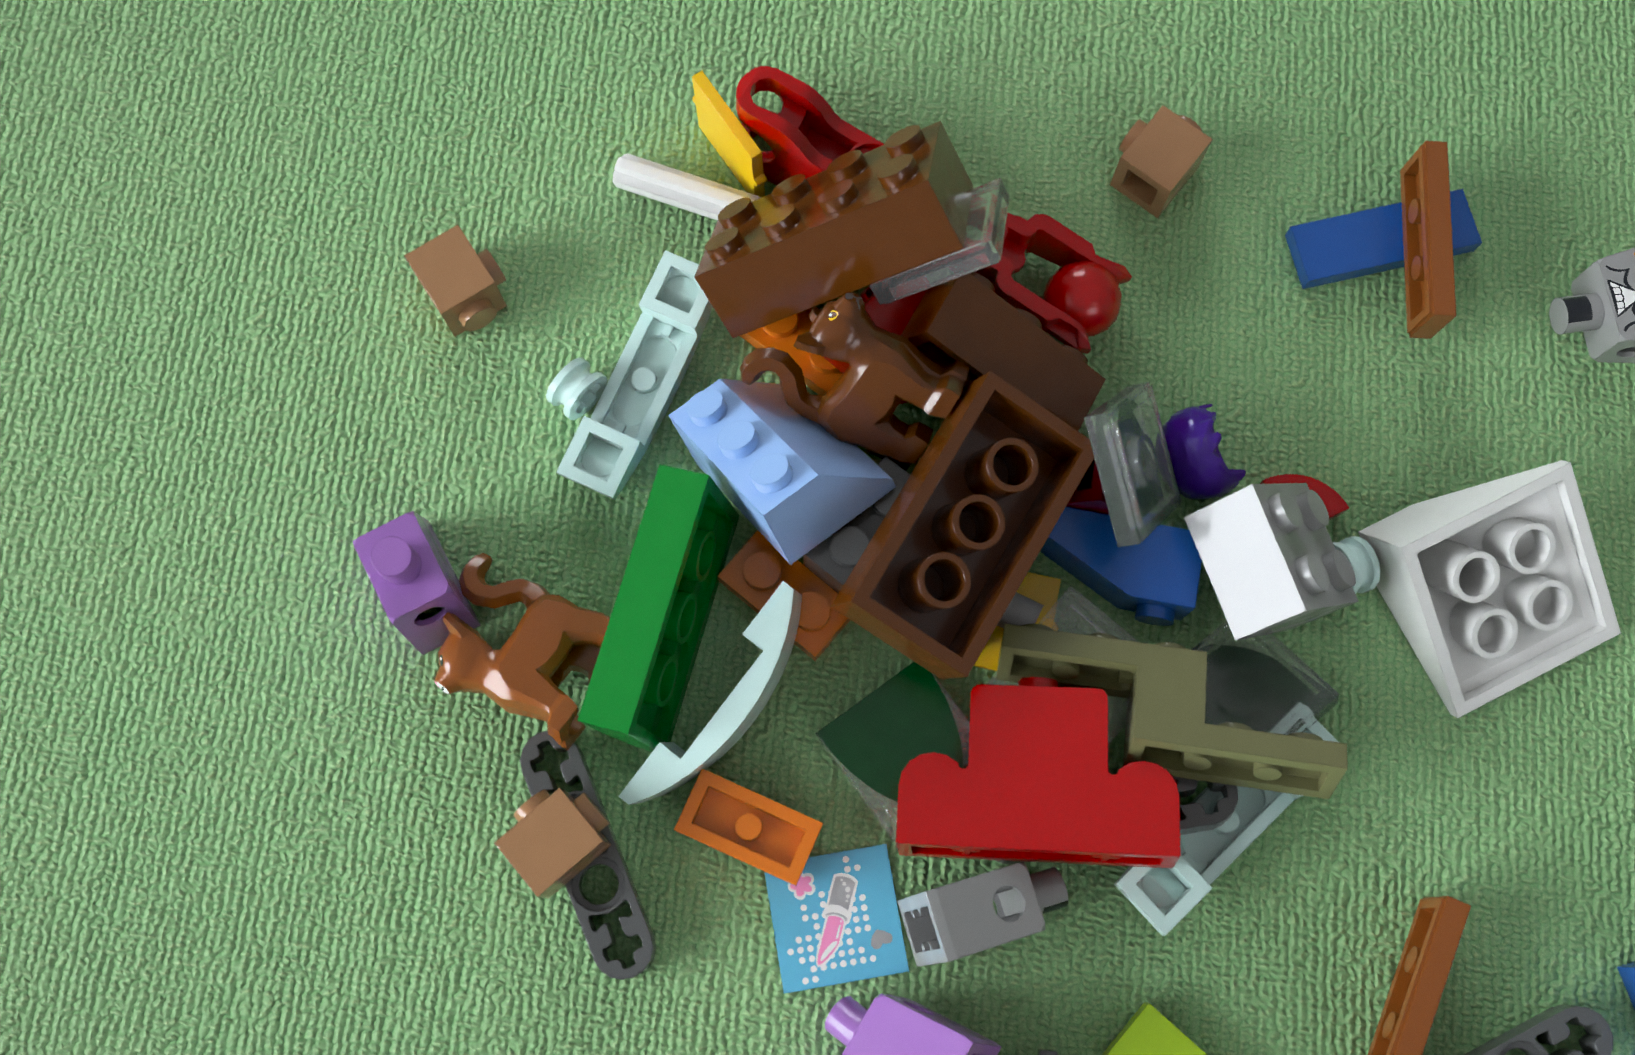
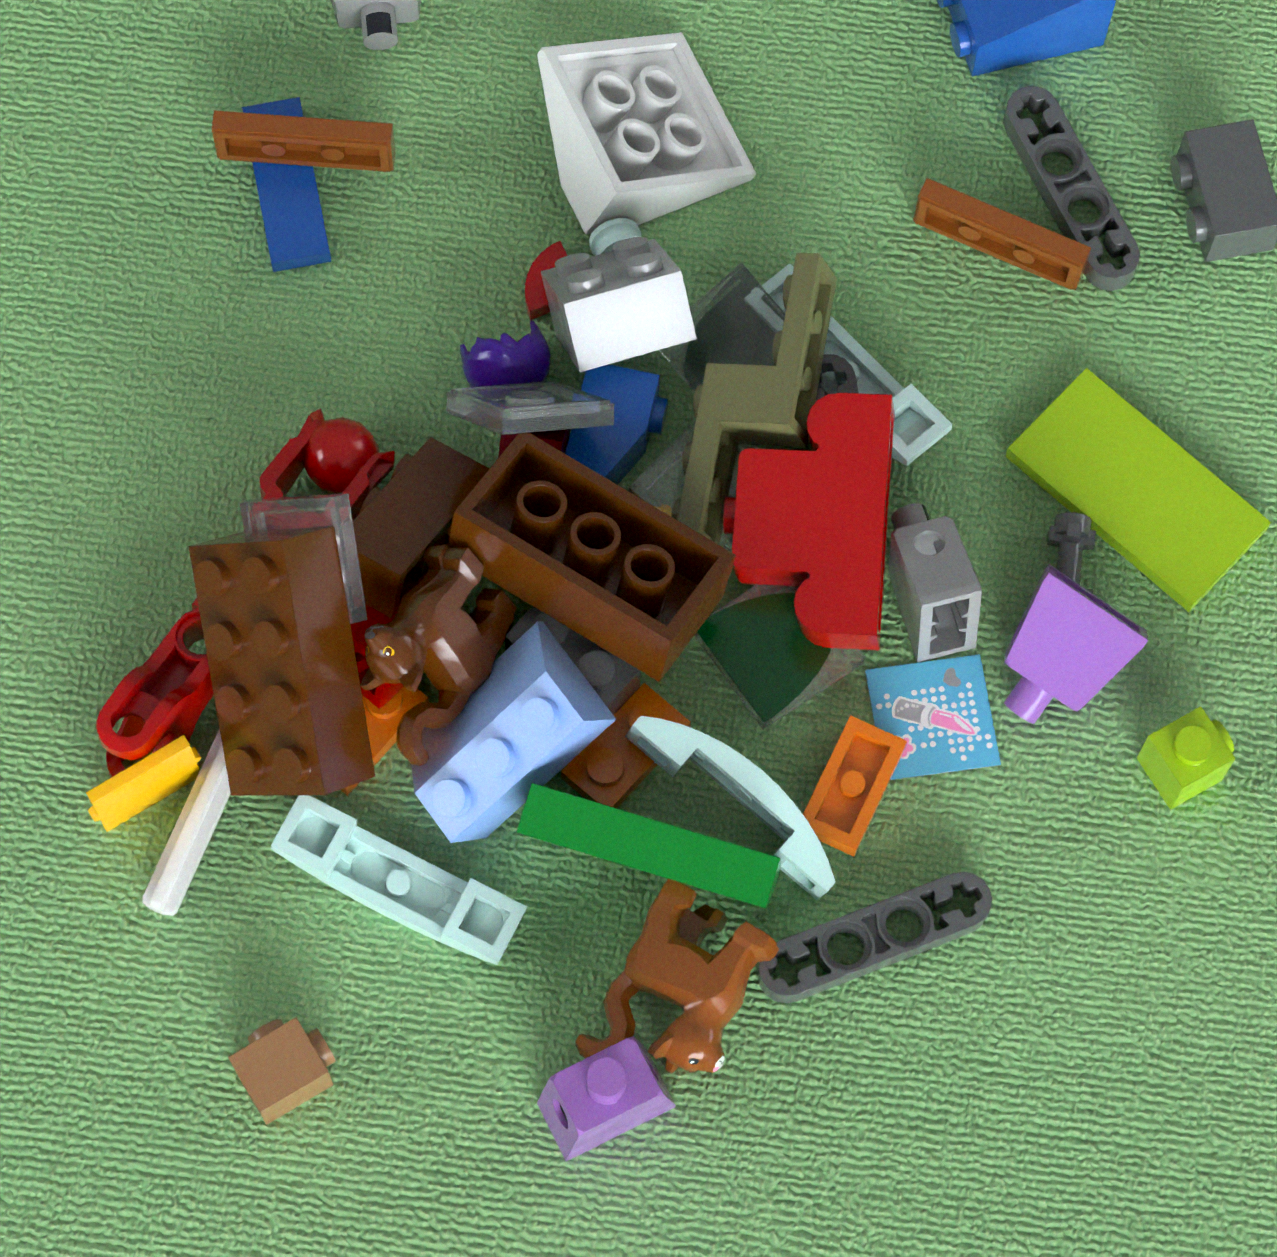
camera: 90 degrees left, 5 degrees down
(554, 839) = (868, 948): medium nougat brick -> none
(576, 388) = (407, 946): light aqua bush -> none
(1159, 159) = (193, 374): medium nougat brick -> none

